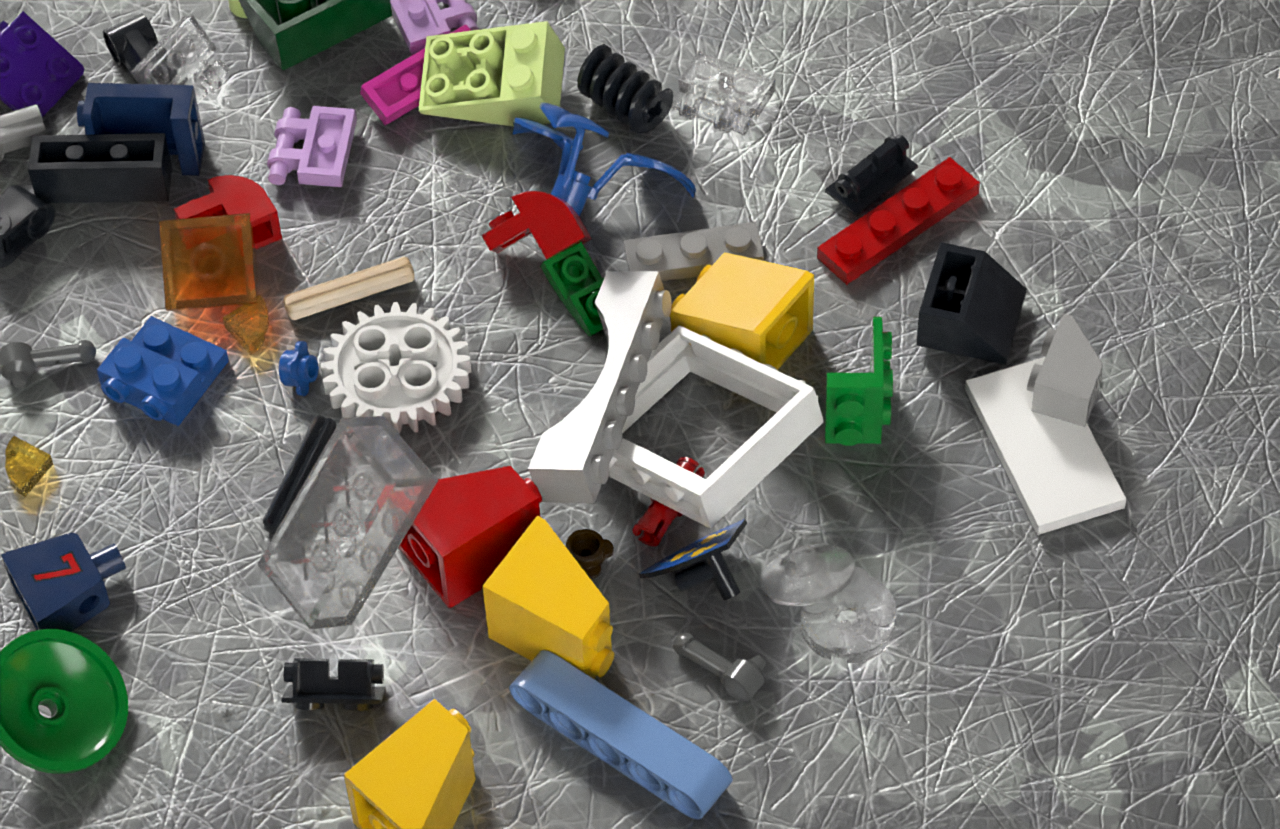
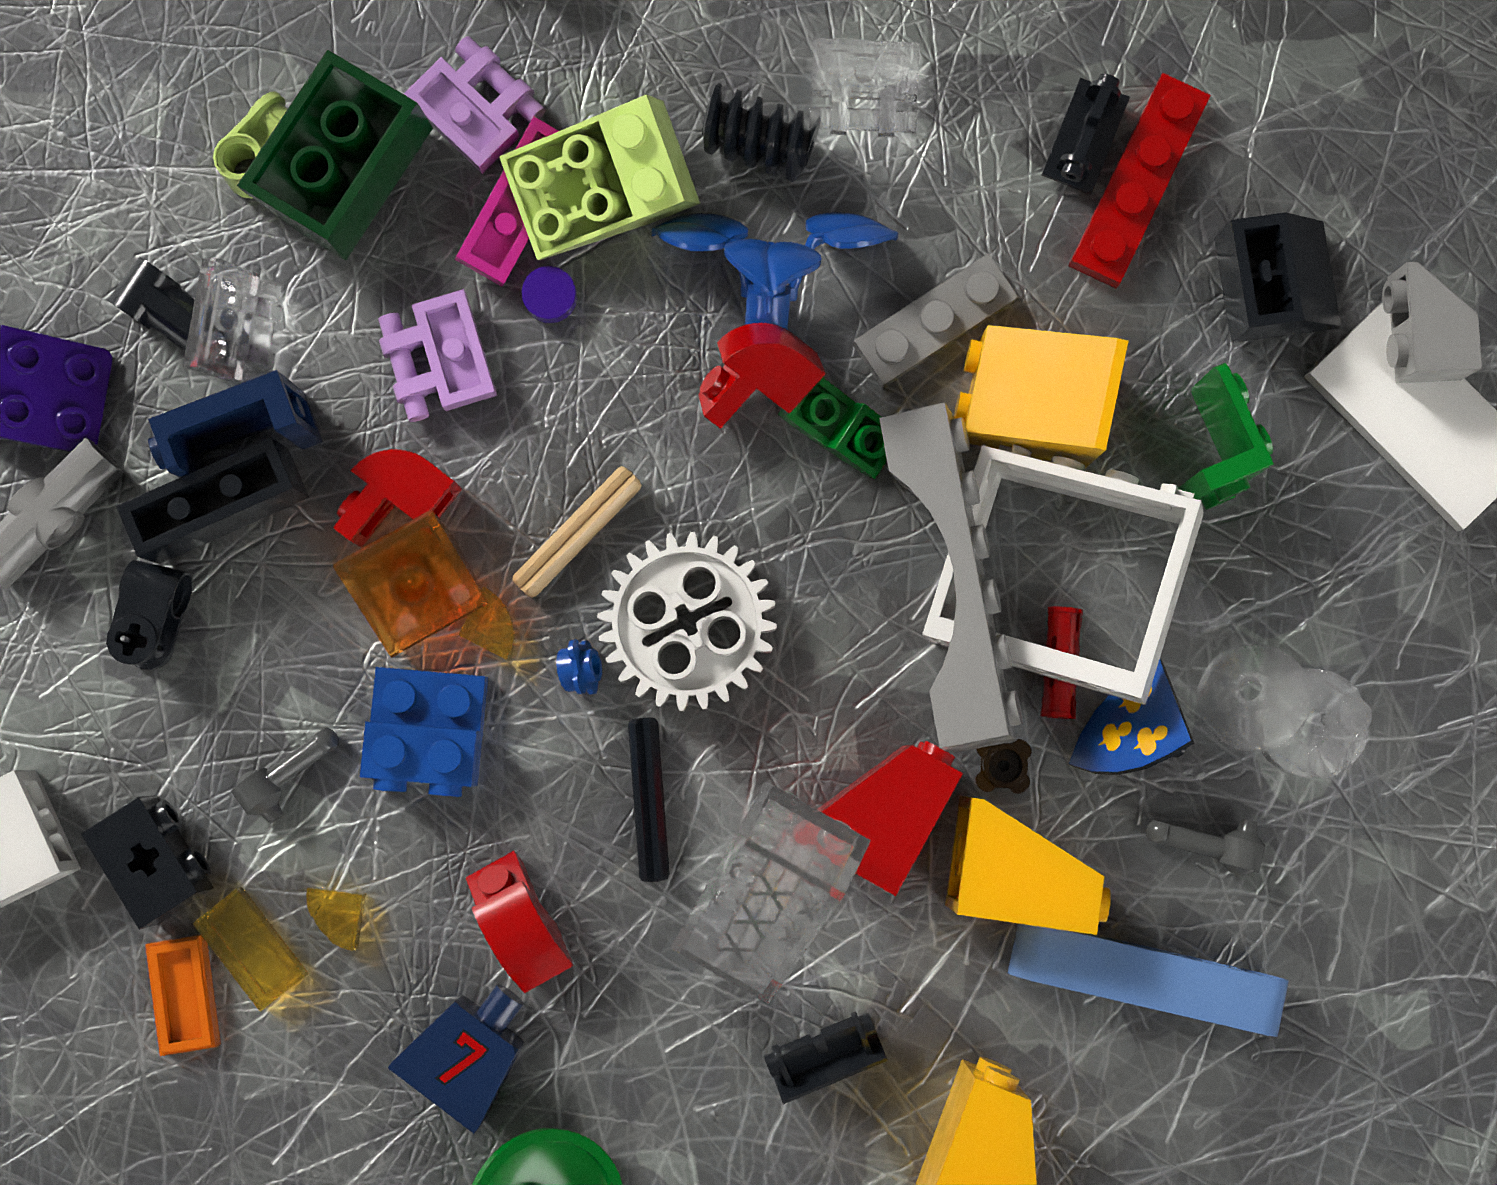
camera: 25 degrees left, 30 degrees up
(153, 509) = (516, 923): none -> red brick
(416, 140) = (549, 294): none -> dark purple tile

